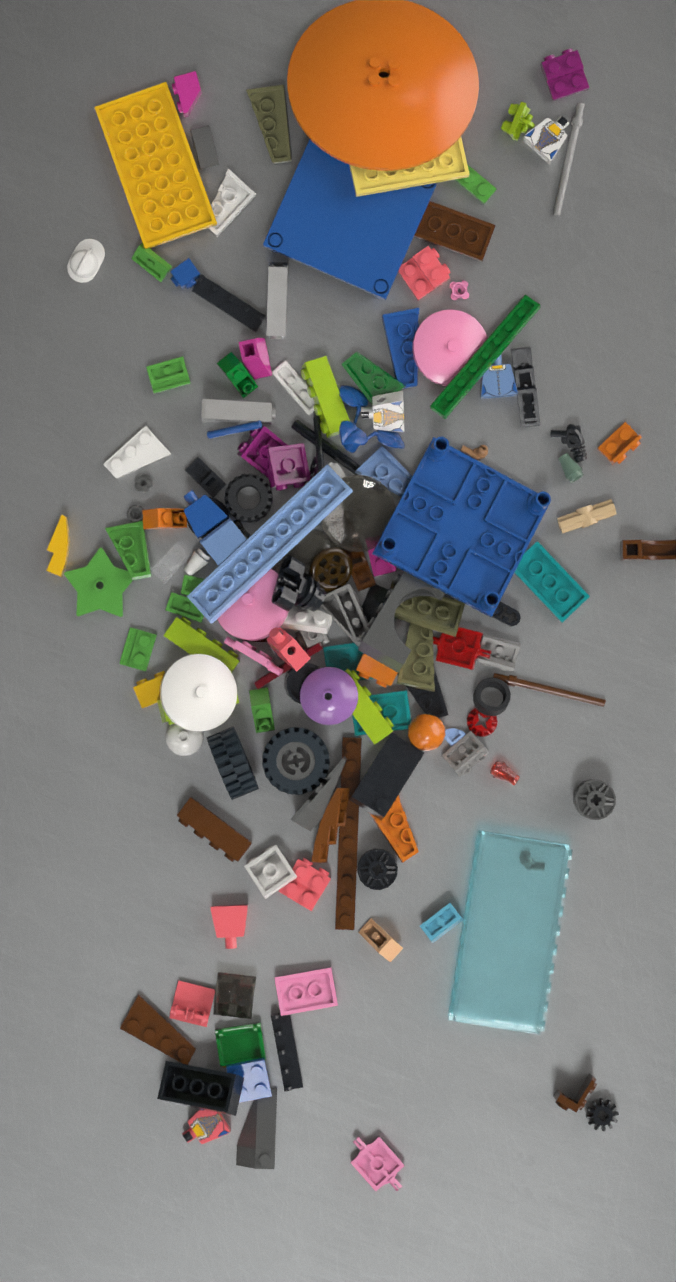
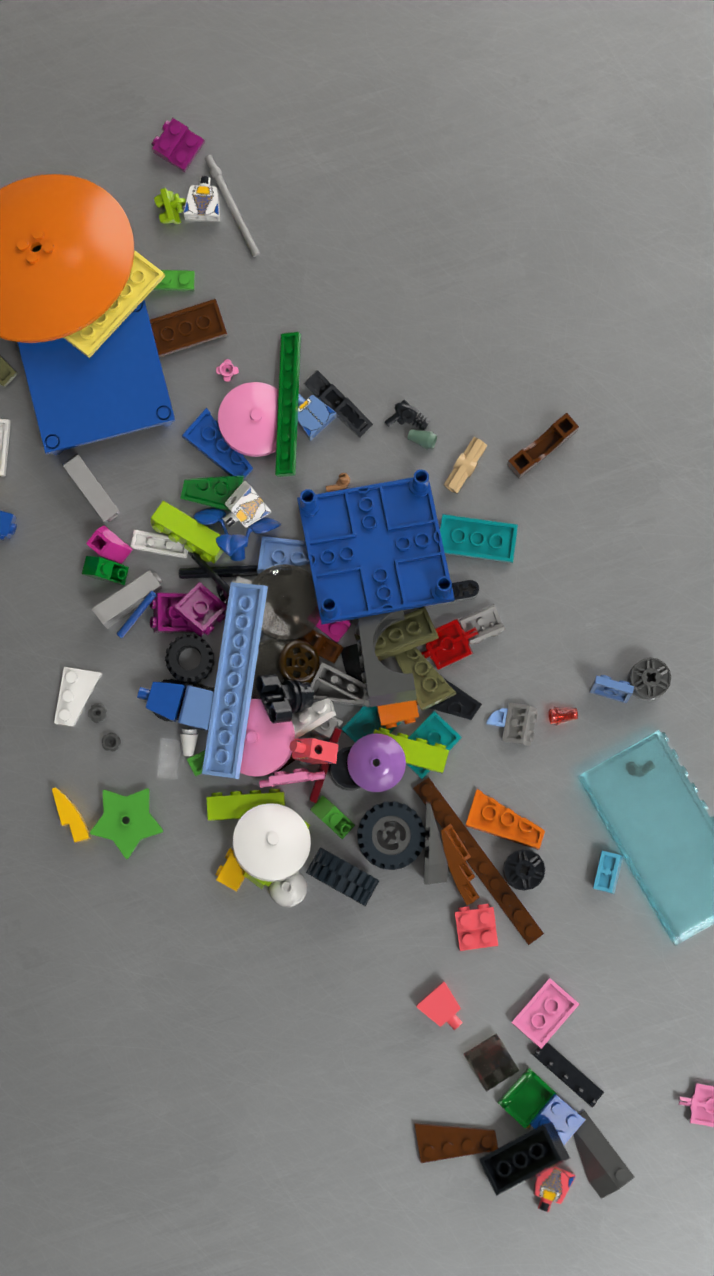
camera: 30 degrees left, 5 degrees down
(132, 548) = (128, 770): bright green wing -> none
(138, 649) = (196, 847): bright green plate -> none
(164, 518) = (136, 727): orange slope -> none
(168, 375) = (51, 613): bright green plate -> none
(184, 607) = (206, 785): bright green plate -> none
(192, 1003) = (463, 1096): coral hinge -> none
(205, 477) = (142, 670): black slope -> none
(214, 829) = (370, 942): reddish brown brick -> none
(229, 303) = (55, 521): black hinge -> none
(270, 871) = (440, 939): white plate -> none
(380, 940) = (571, 924): light nougat slope -> none
(386, 776) = (472, 790): black brick -> none
(424, 272) = (189, 377): coral plate -> none
(426, 732) = (475, 731): orange helmet -> none
(479, 730) = (503, 691): red gear -> none
(490, 710) = (500, 650): black tyre -> none
(513, 681) = (511, 638): reddish brown bar -> none
(555, 778) = (612, 689): none -> medium blue plate
(619, 443) = (445, 390): orange bracket -> none

